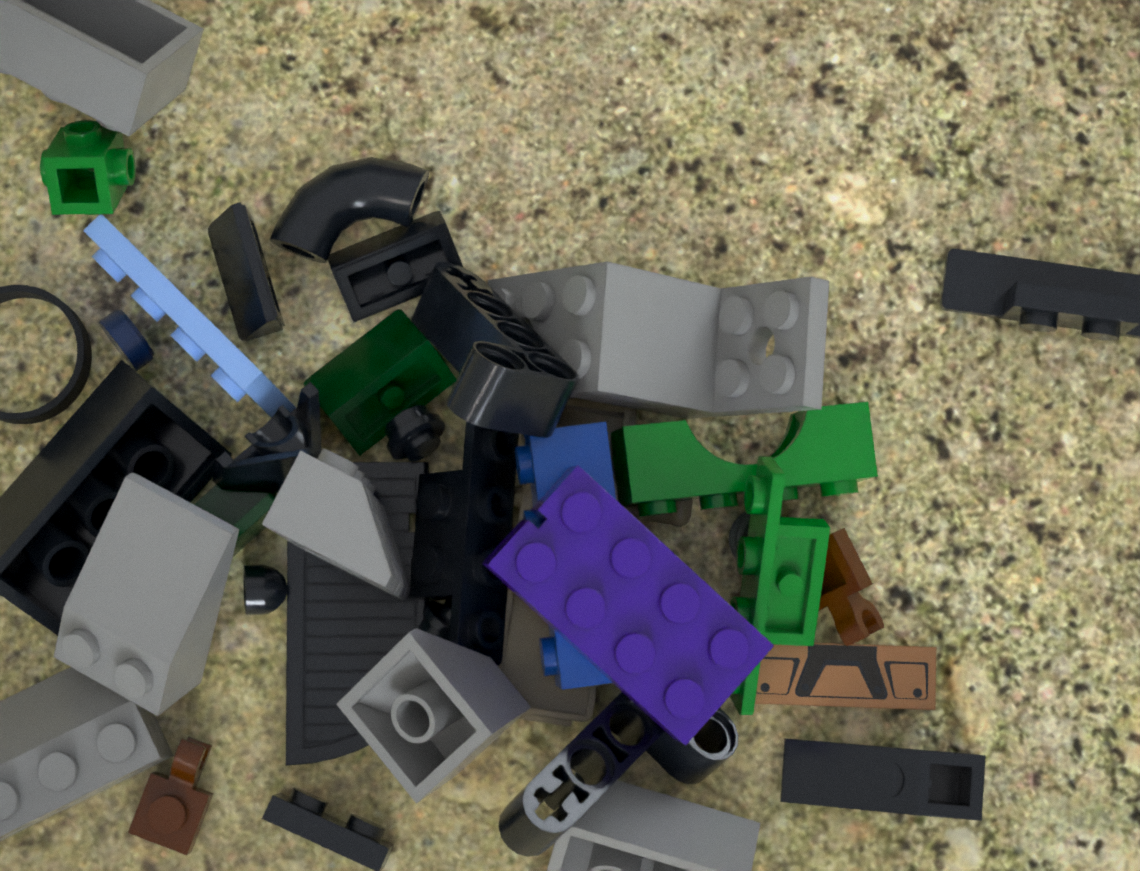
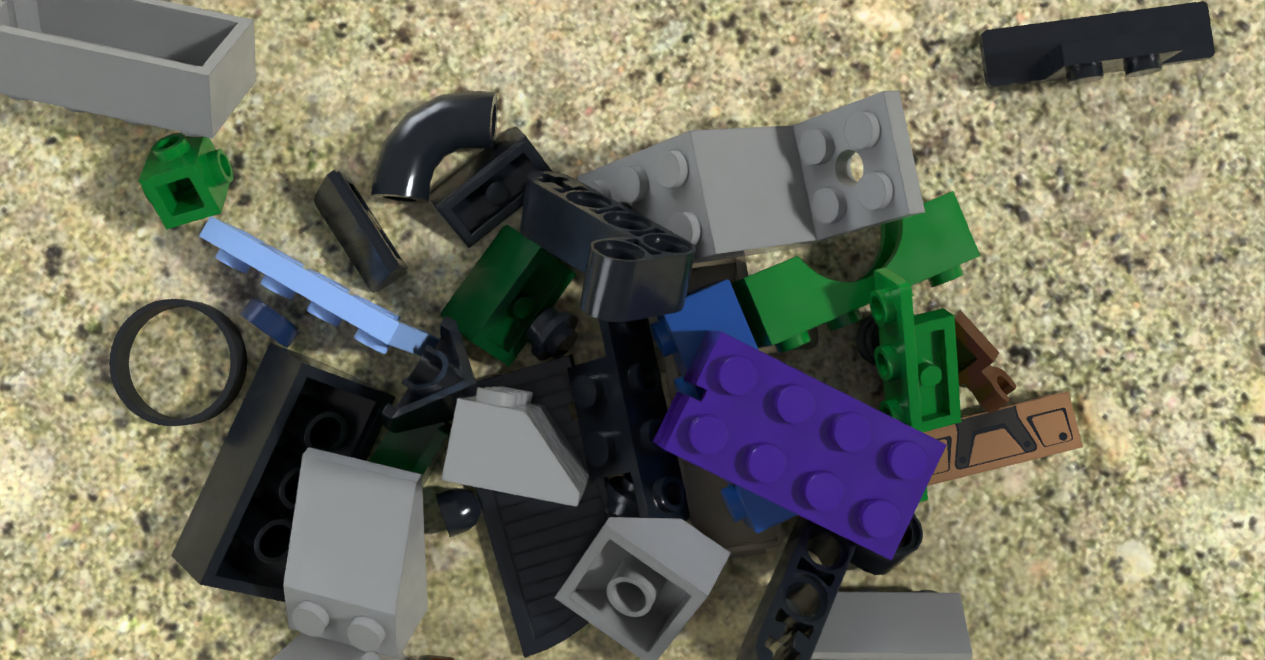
camera: 15 degrees left, 5 degrees up
(883, 779) = (1061, 522): black slope -> none

